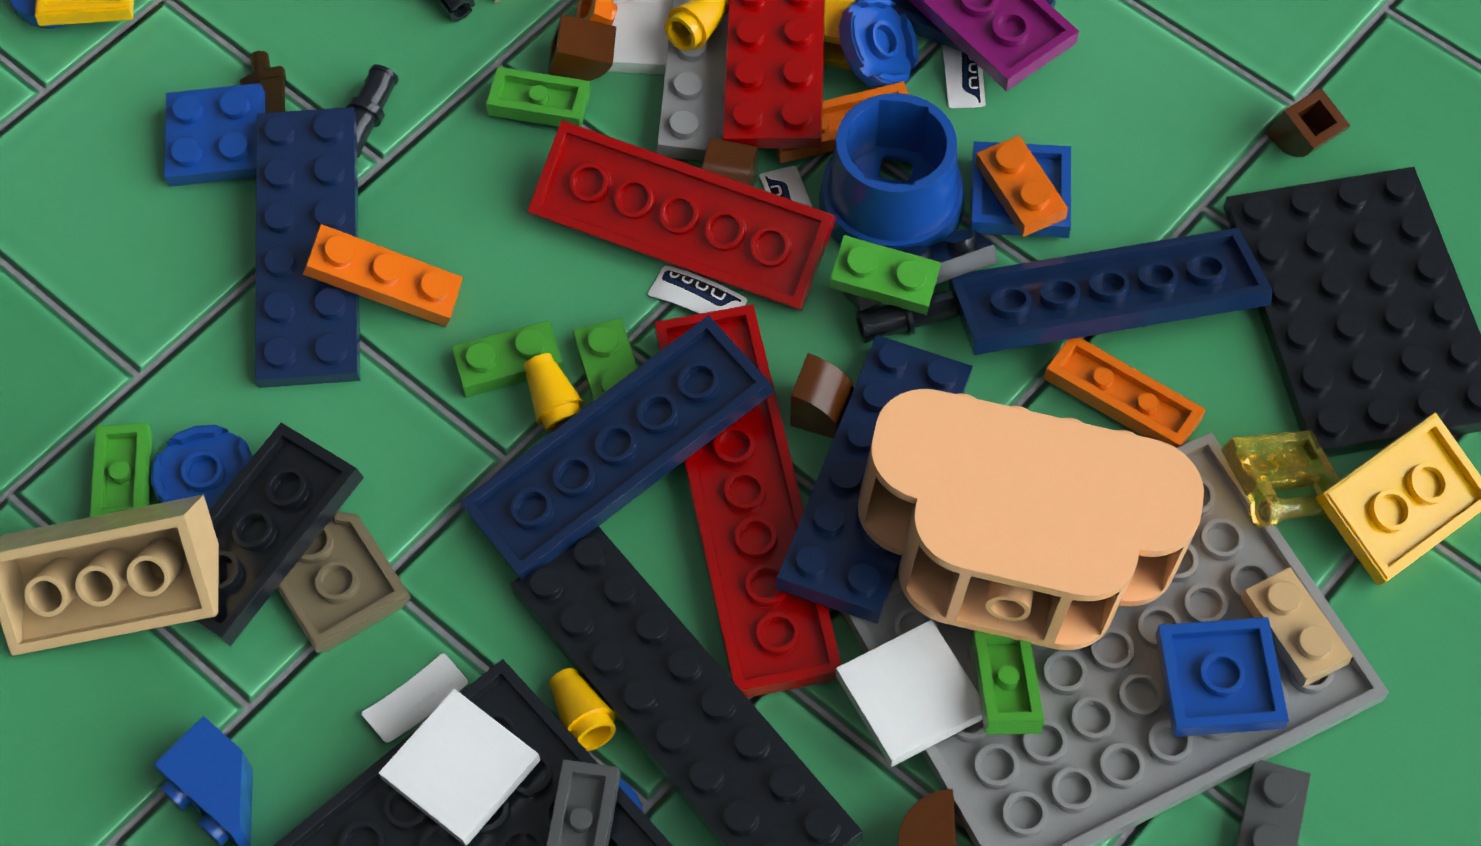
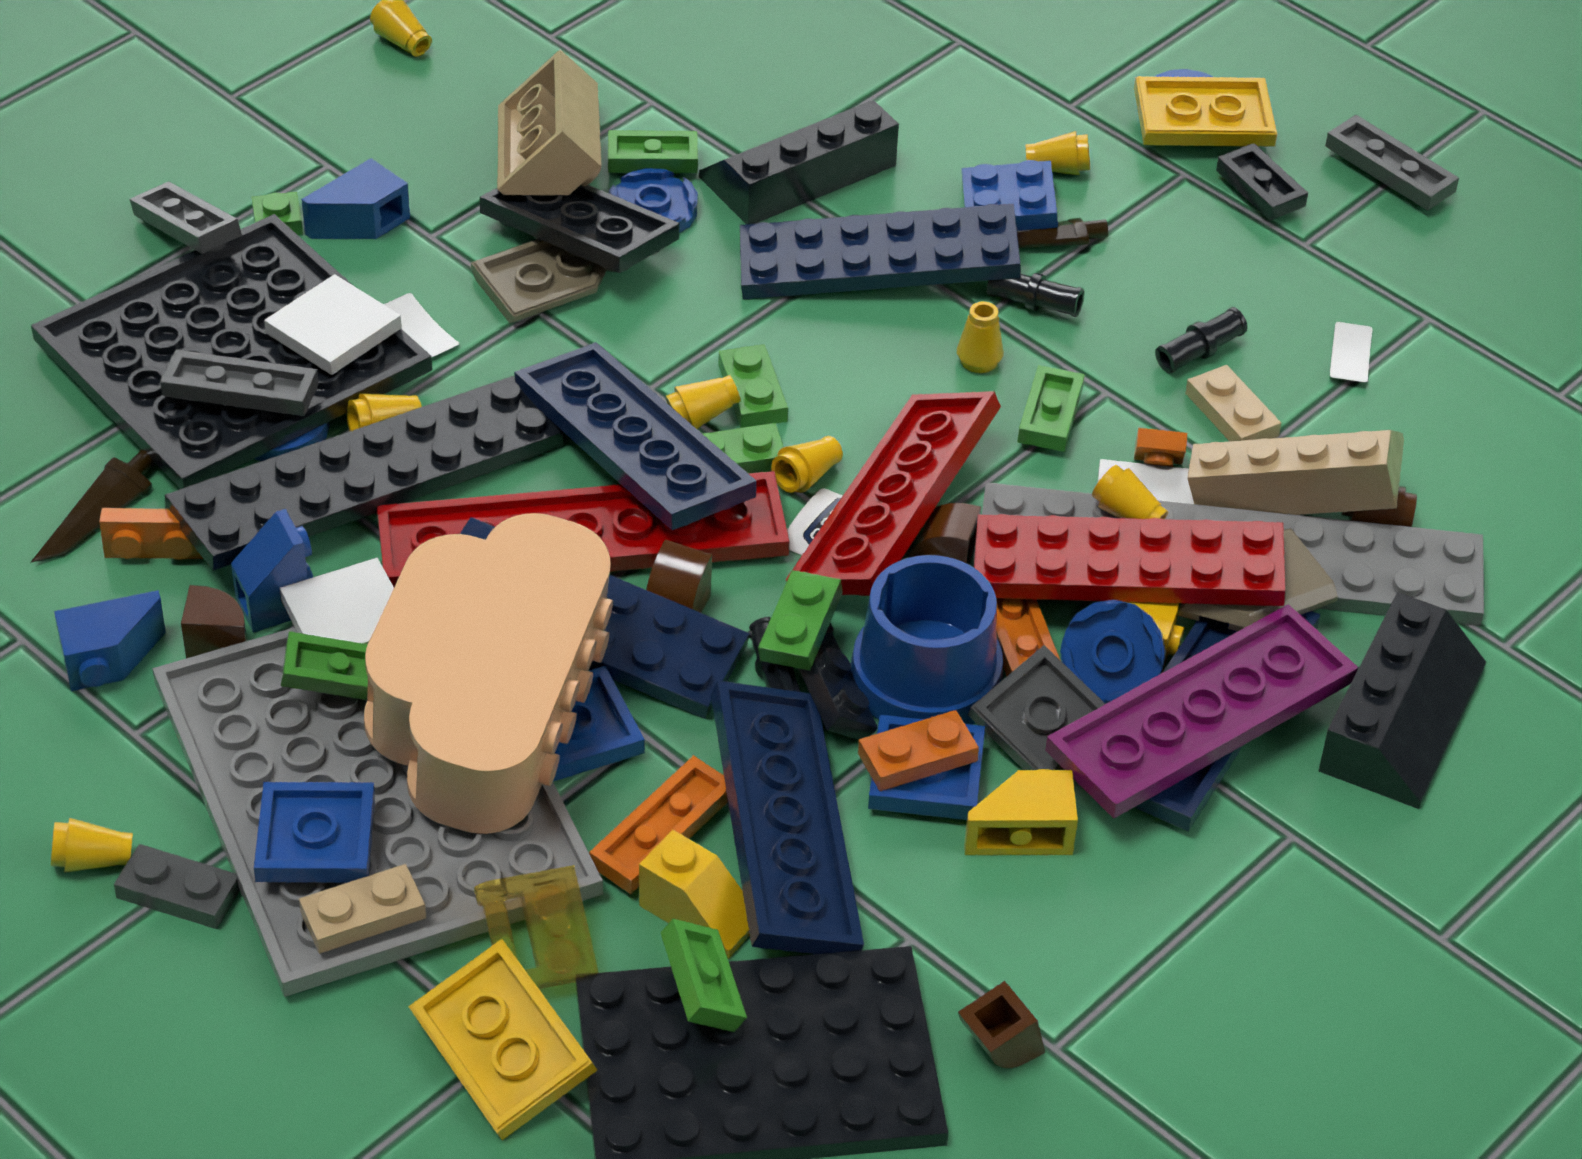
camera: 90 degrees right, 15 degrees down
(140, 326) = (805, 163): none -> black slope
(145, 88) = (1066, 152): none -> yellow cone
(383, 275) = (835, 291): orange plate -> none
(448, 151) = (981, 339): none -> yellow cone
(581, 48) = (1110, 431): reddish brown brick -> none
(632, 299) = (805, 463): none -> yellow cone
(865, 772) = (269, 562): none -> blue slope
(961, 92) = (1032, 705): none -> dark grey plate
(1068, 111) = (1025, 816): none -> yellow slope
(1206, 361) = (695, 887): none -> yellow slope
(1325, 331) = (703, 975): none -> bright green plate

